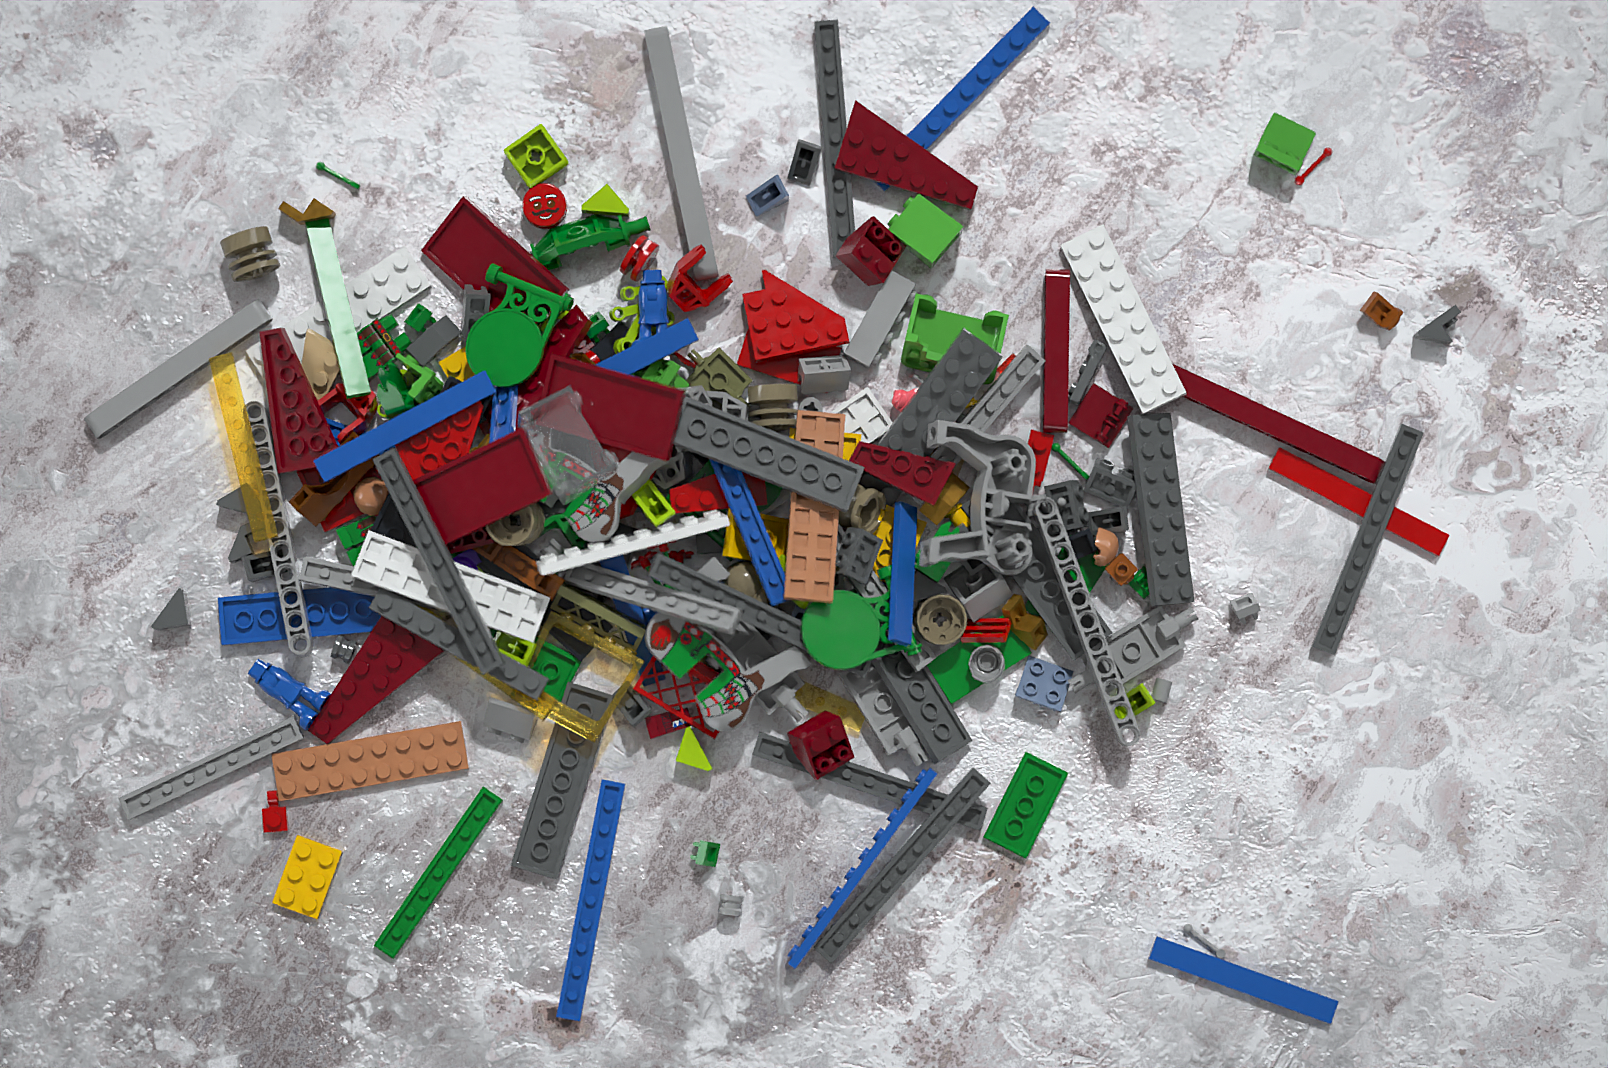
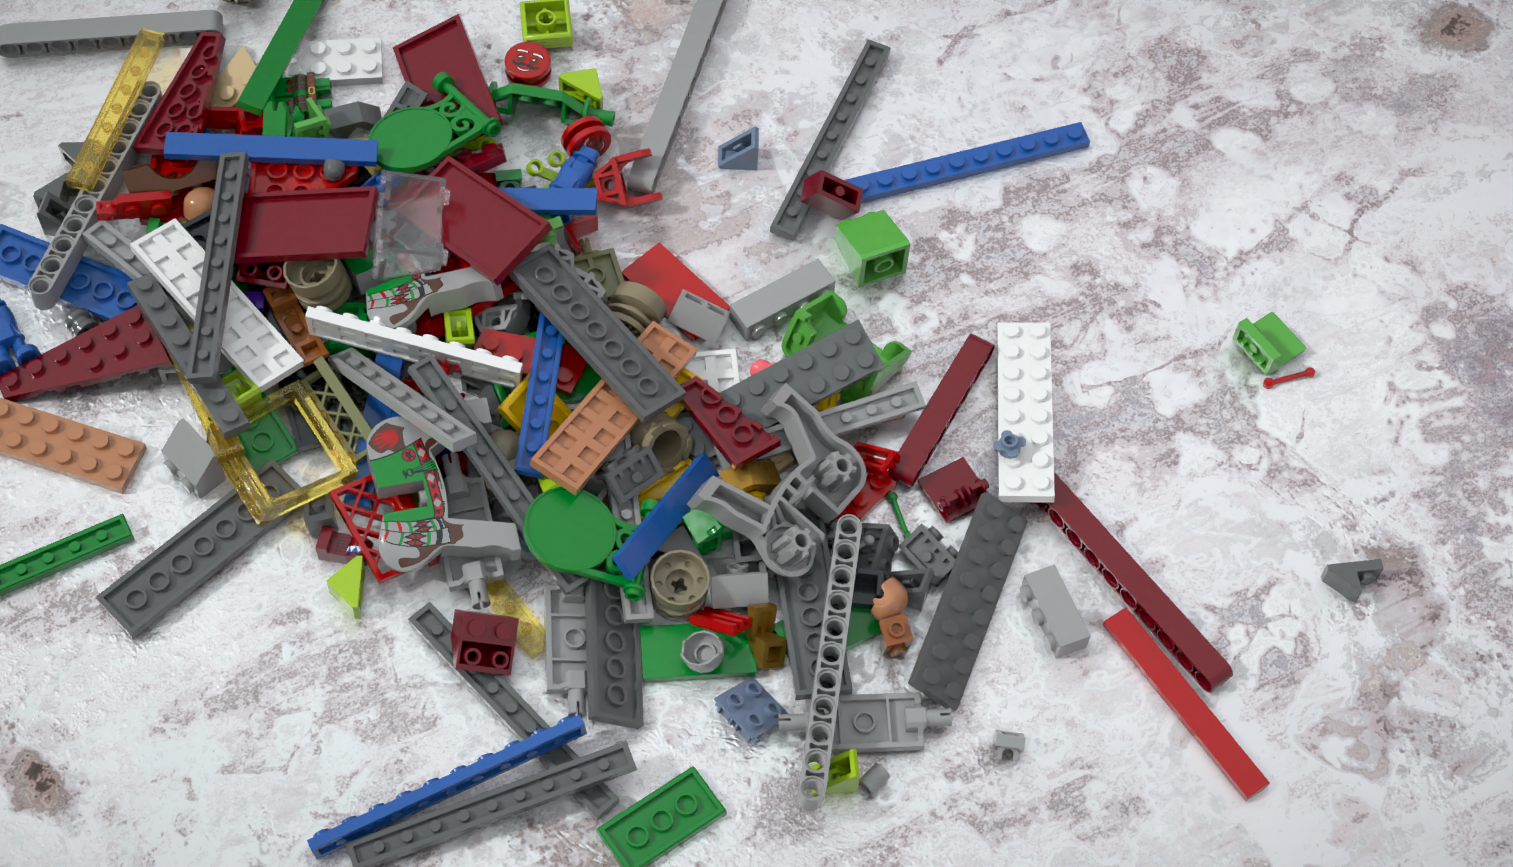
camera: 25 degrees right, 25 degrees down
(320, 531) = (135, 206): none -> red hinge
(419, 317) = (353, 95): green tile -> none
(467, 418) = (333, 169): none -> dark grey hinge
(590, 900) = (148, 677): blue plate -> none
(707, 853) = (299, 690): green tile -> none
(730, 905) = (289, 754): light grey wheel -> none
(789, 322) = (694, 257): red wing -> none
(804, 162) = (792, 139): dark grey slope -> none
(870, 204) = (831, 195): none -> dark red brick
(871, 252) = (808, 234): dark red slope -> none
(891, 158) = (868, 161): dark red wing -> none
(1042, 429) = (876, 465): none -> red tile
(1087, 372) = (962, 443): dark grey hinge -> none
(1125, 371) = (1007, 450): none -> sand blue plate
(1140, 583) = (905, 663): green tile -> none
(1228, 481) = (1054, 611): none -> light grey brick
(1367, 539) = (1174, 739): dark grey plate -> none
(1381, 311) = (1296, 533): dark orange bracket -> none

